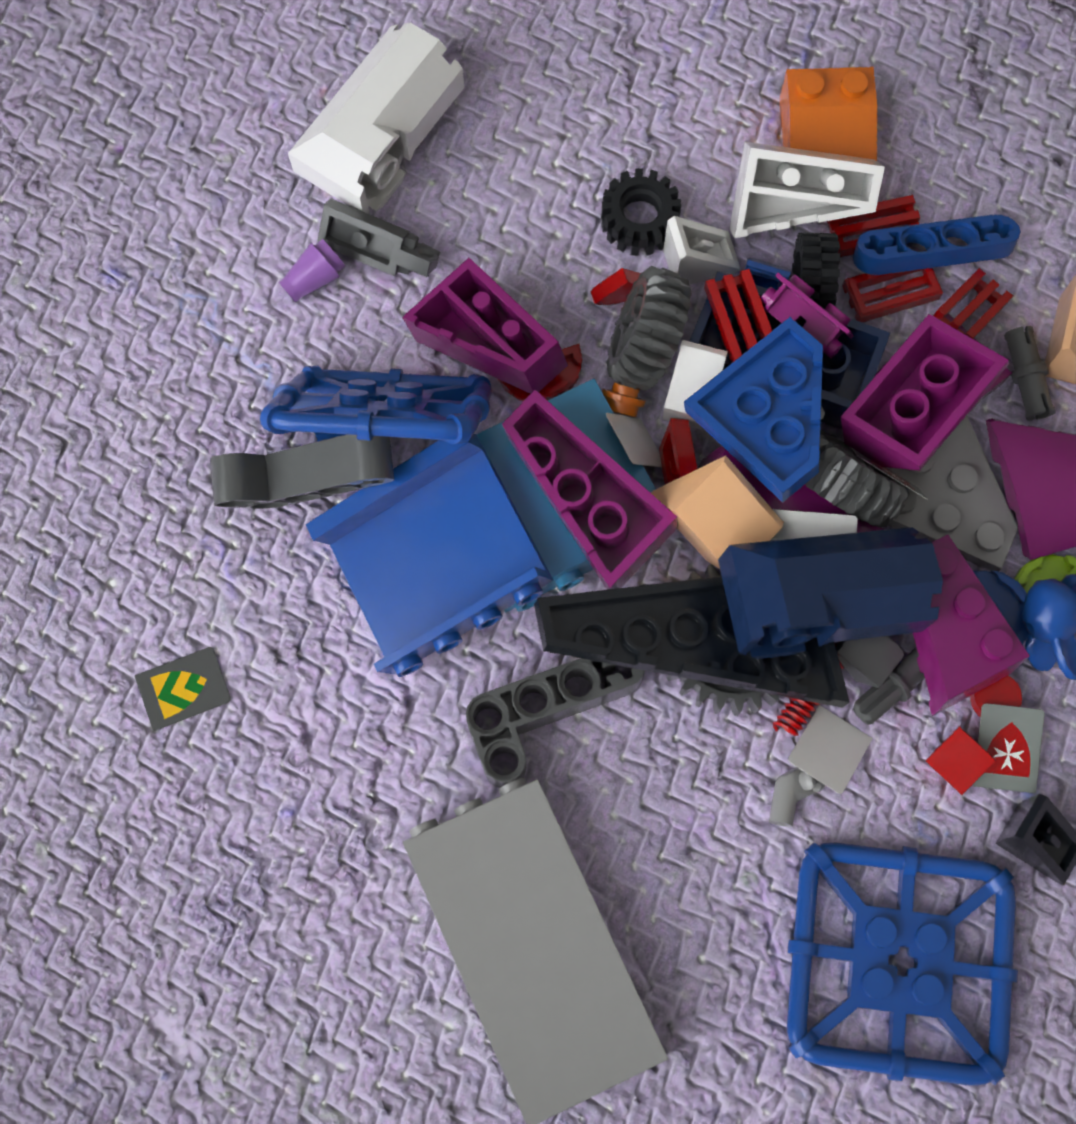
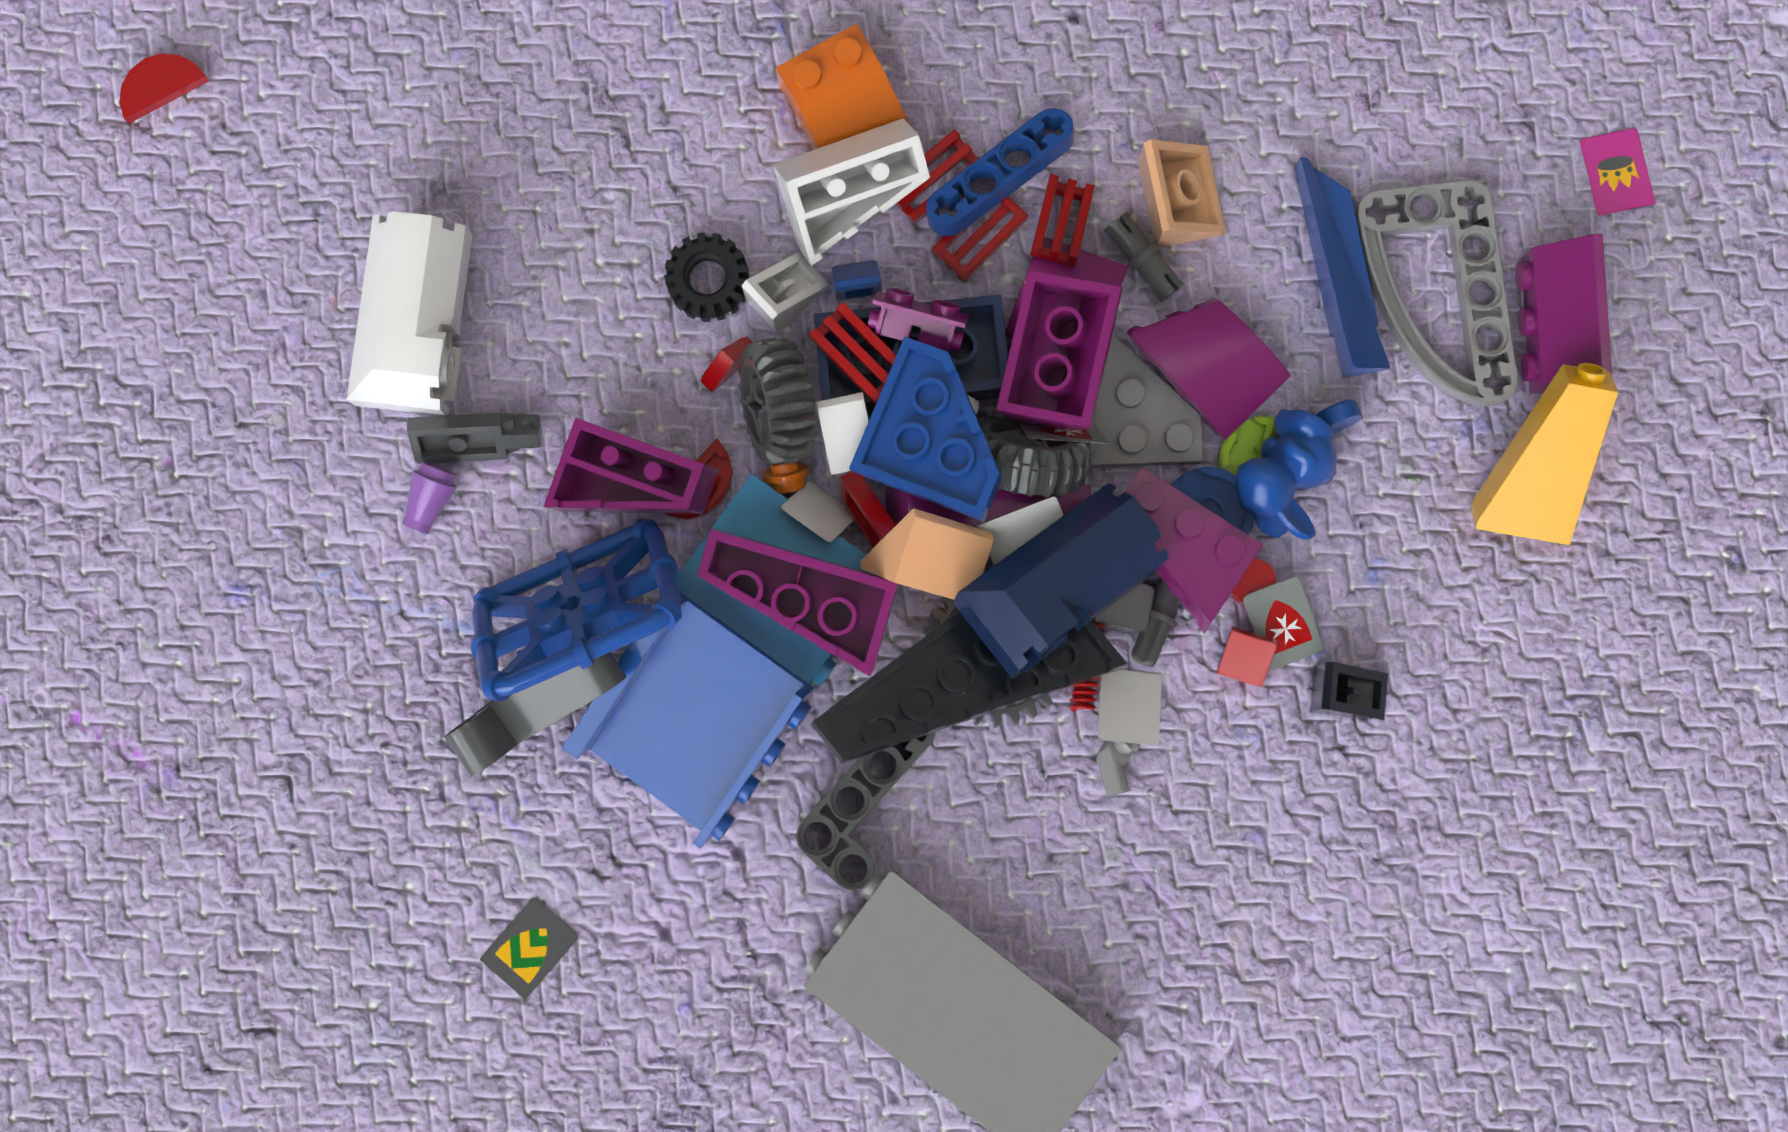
camera: 25 degrees left, 10 degrees up
(818, 265) = (903, 260): black tyre -> none
(925, 987) = (1306, 872): blue plate -> none

